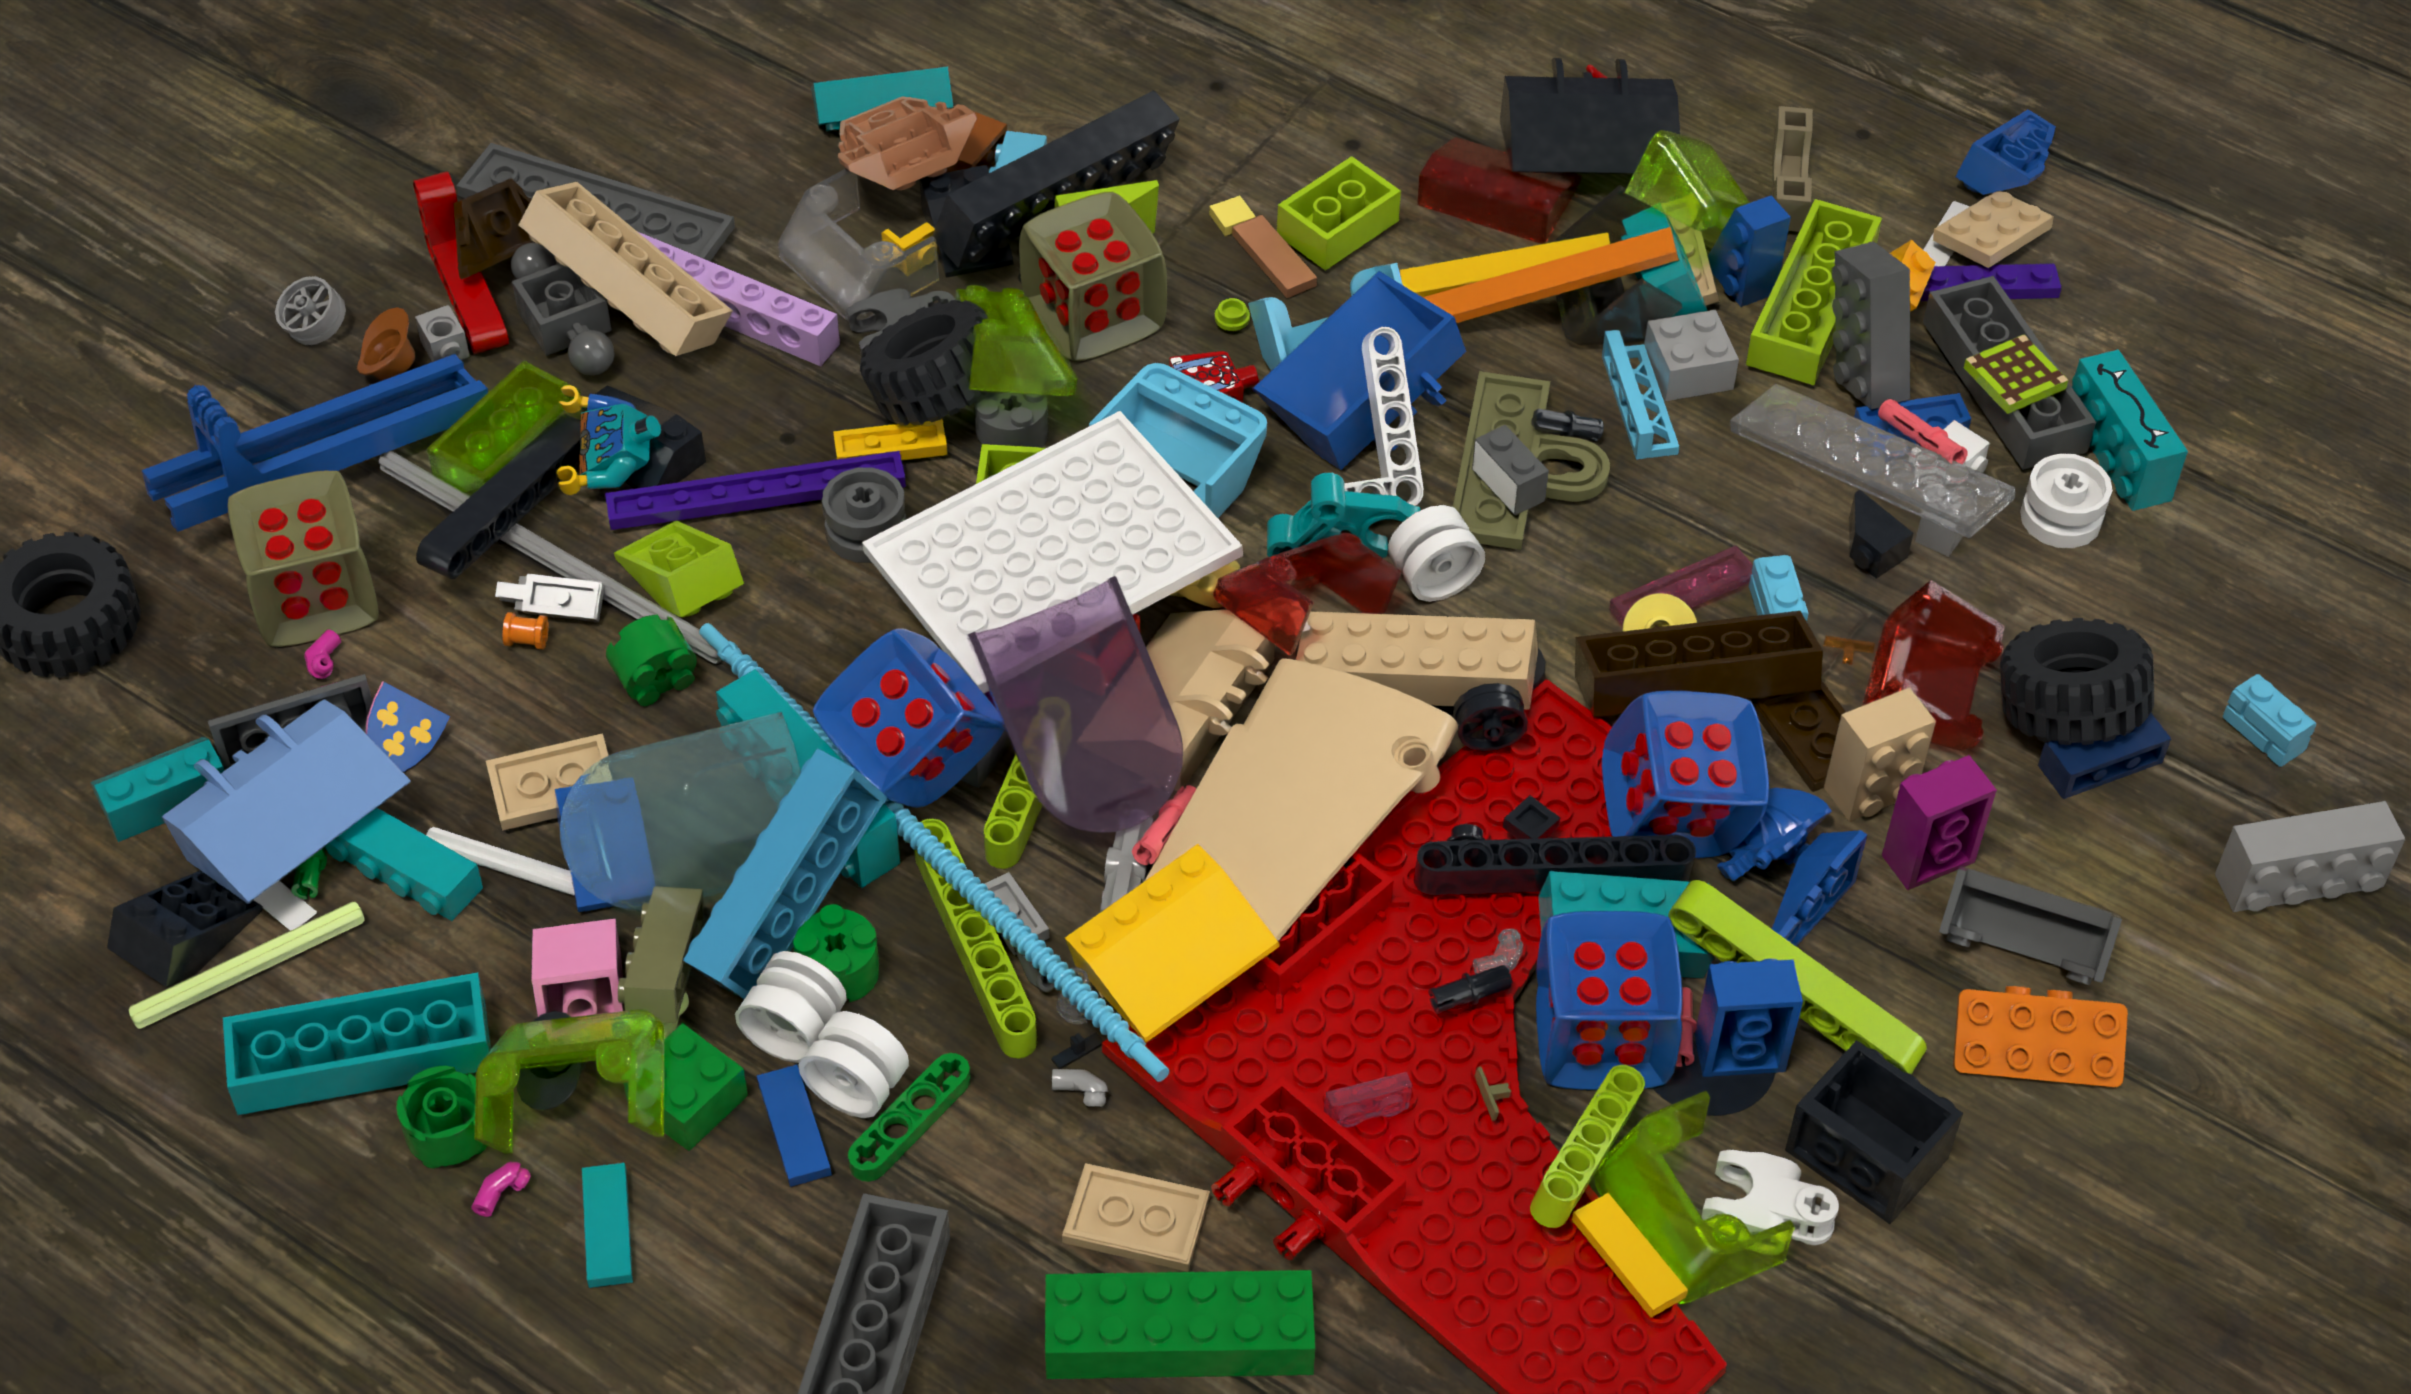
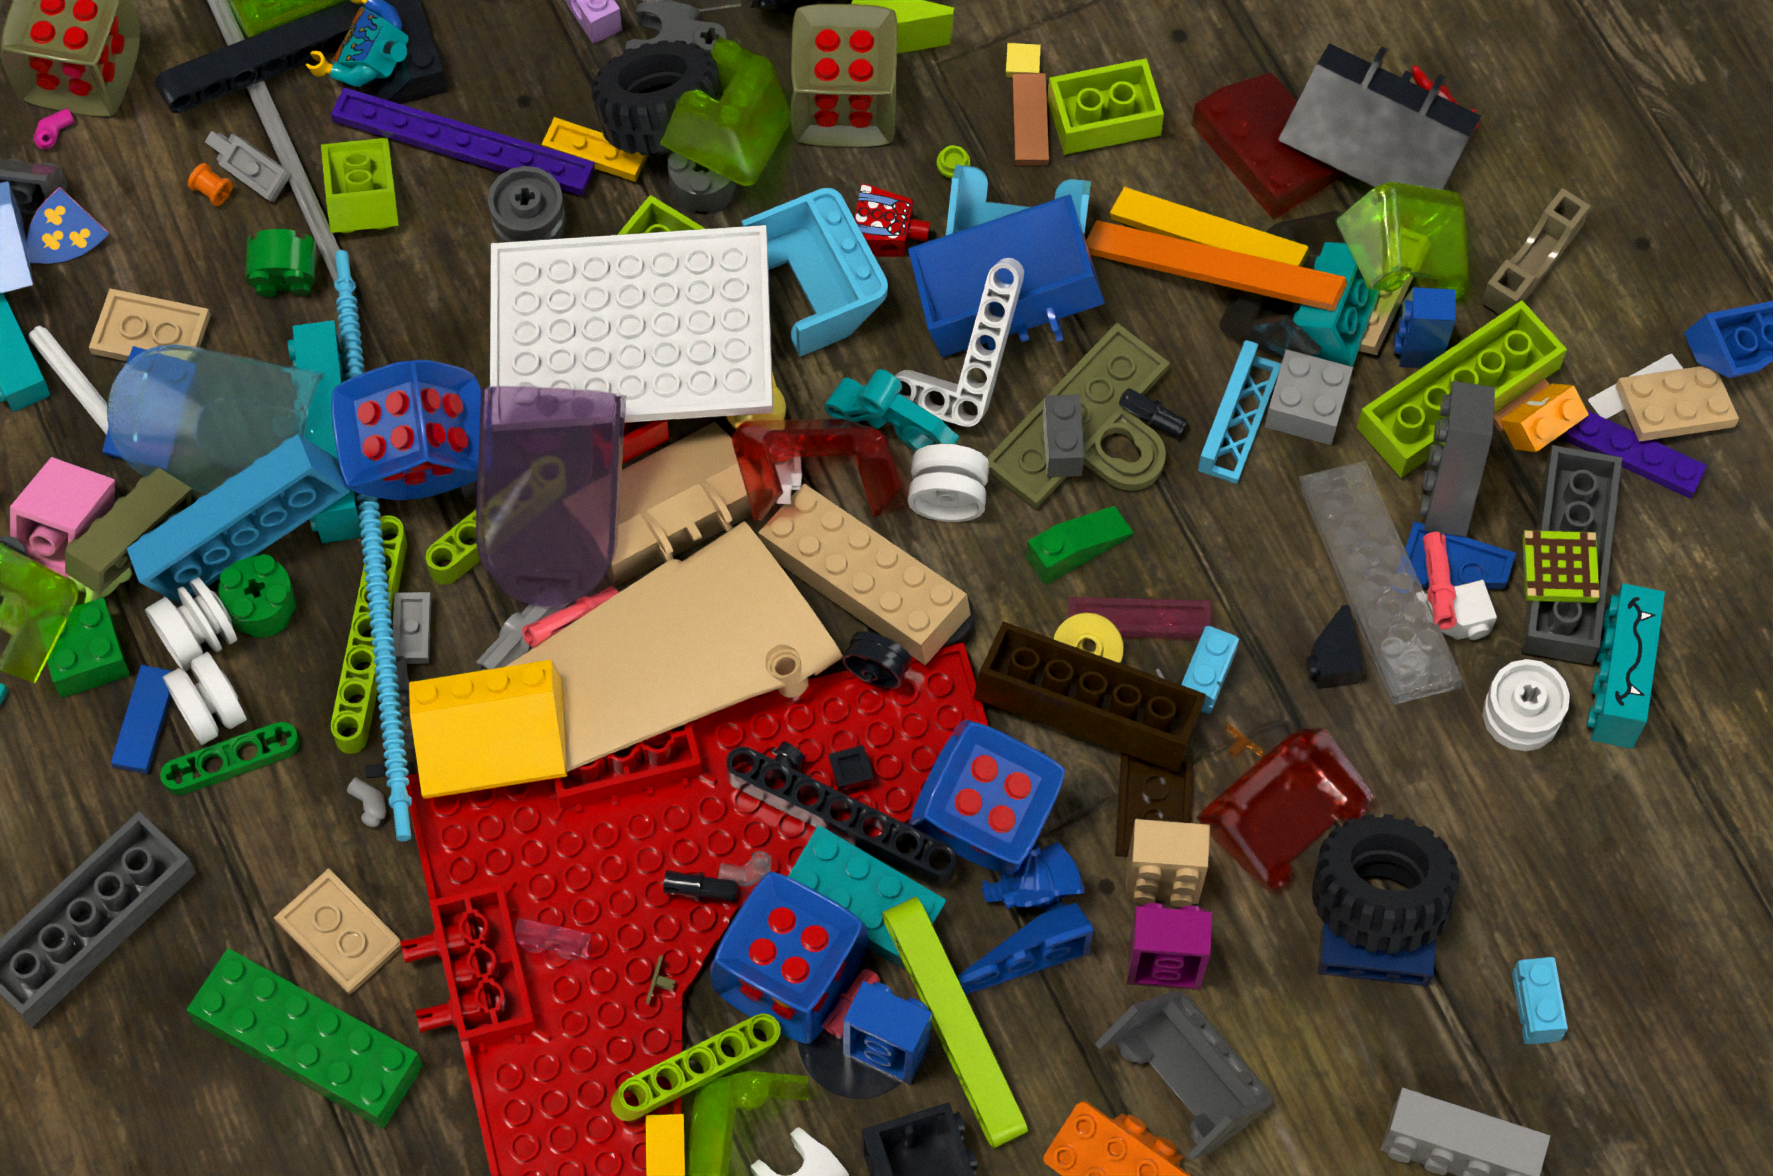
camera: 30 degrees right, 15 degrees up
(1578, 560) = (1075, 543): none -> green slope

